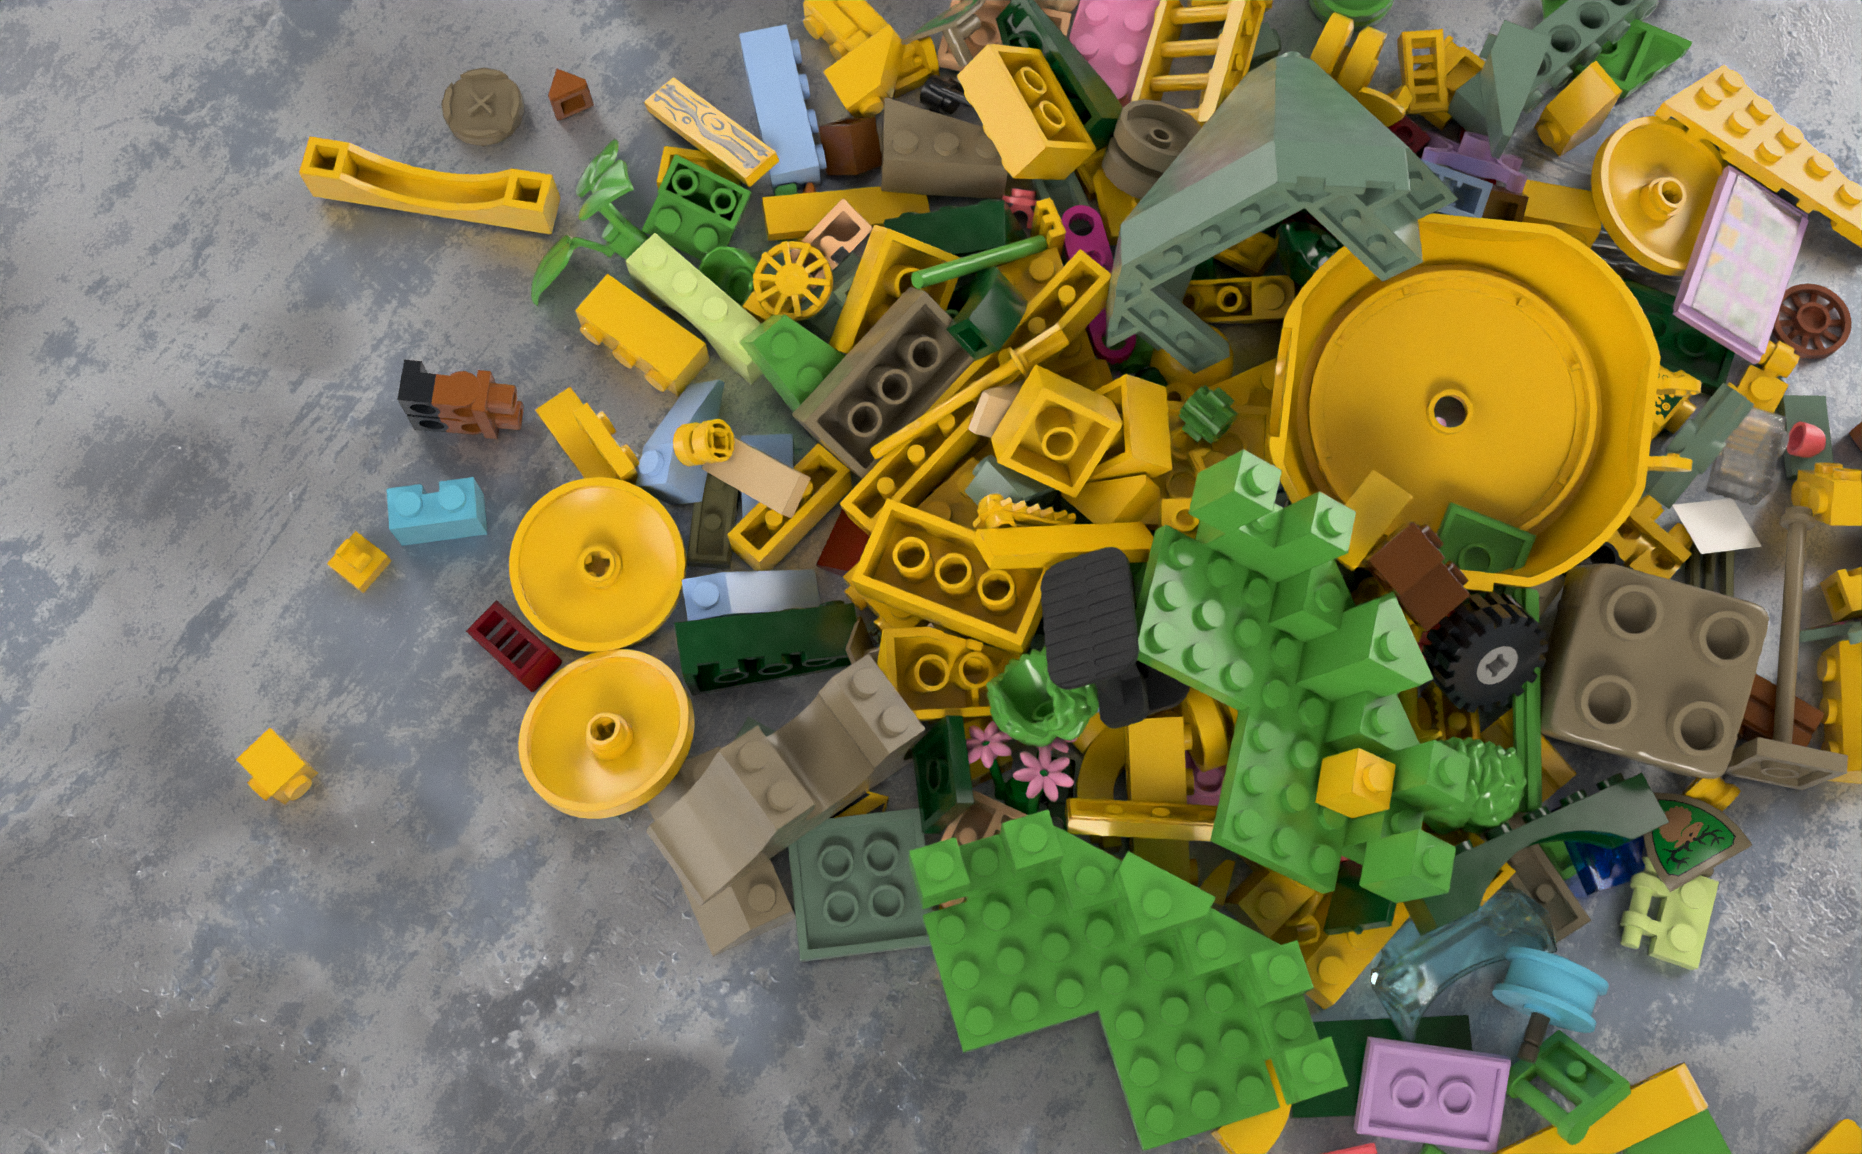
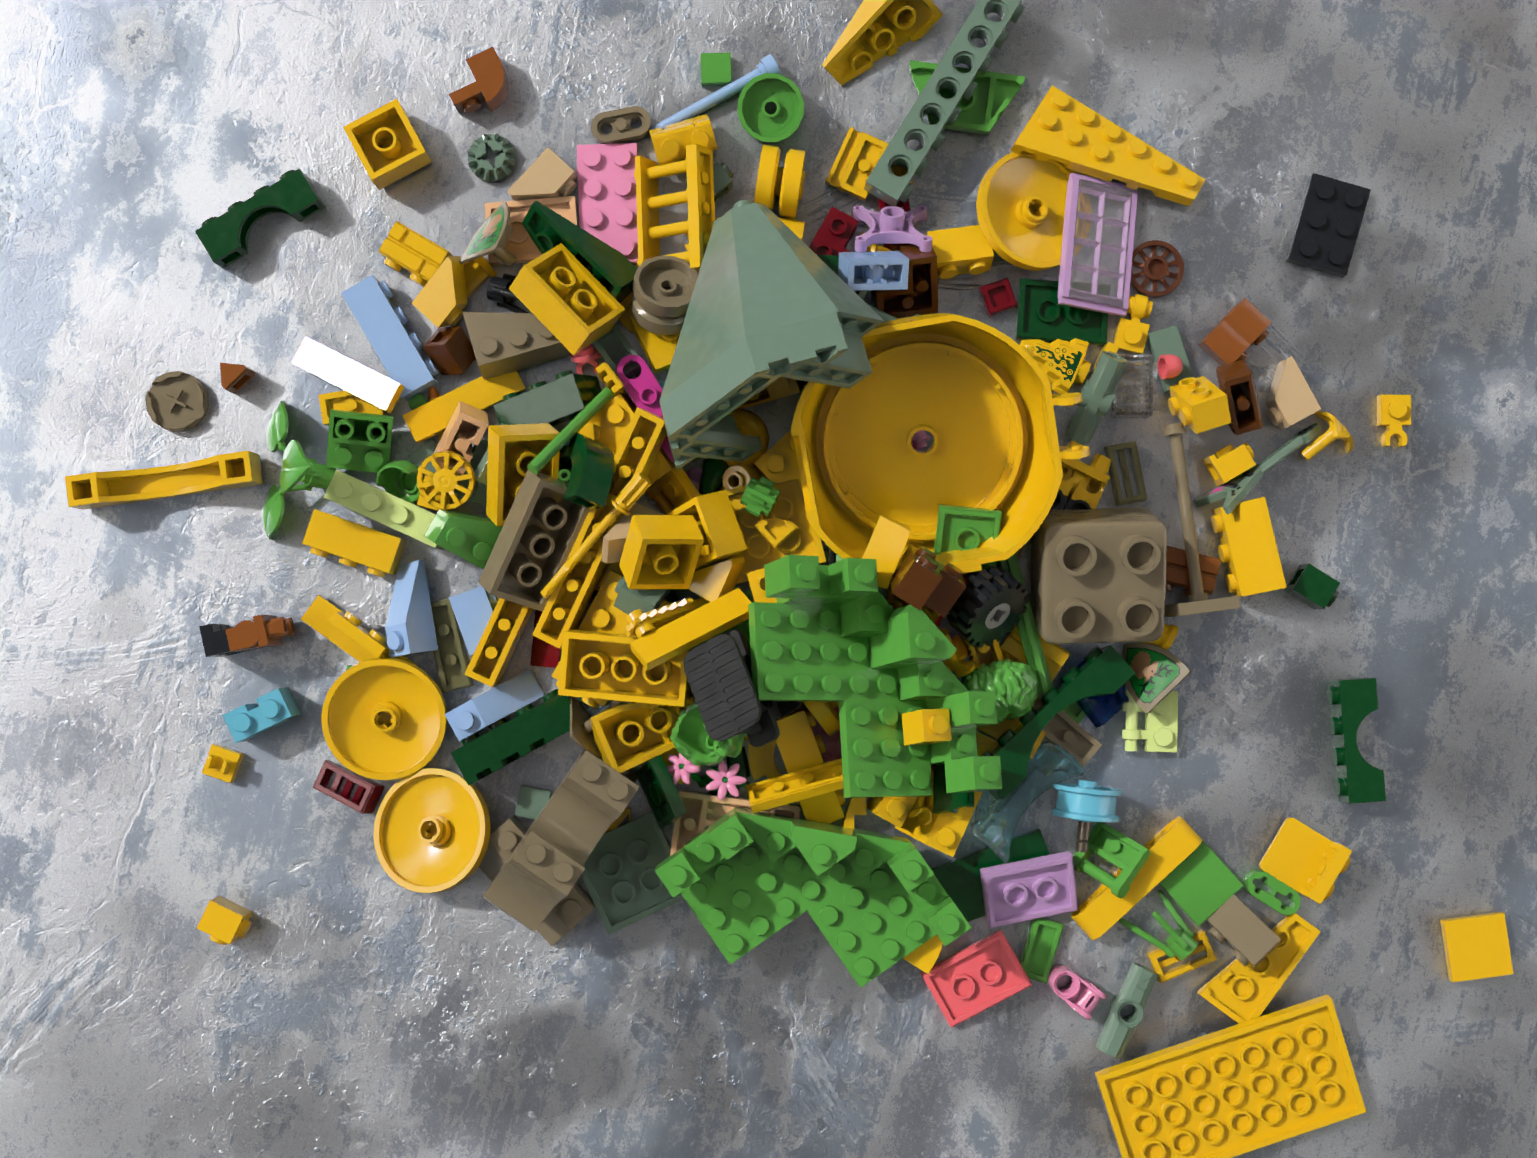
camera: 20 degrees left, 15 degrees up
(703, 442) = (425, 616): yellow wheel -> none
(761, 478) = (468, 627): tan tile -> none
(1385, 107) = (818, 209): yellow tile -> none
(1422, 40) = (841, 139): yellow slope -> none
(1507, 78) = (899, 164): sand green slope -> none
(1578, 110) = (955, 163): yellow slope -> none
(1716, 526) = (1123, 446): white sticker -> none

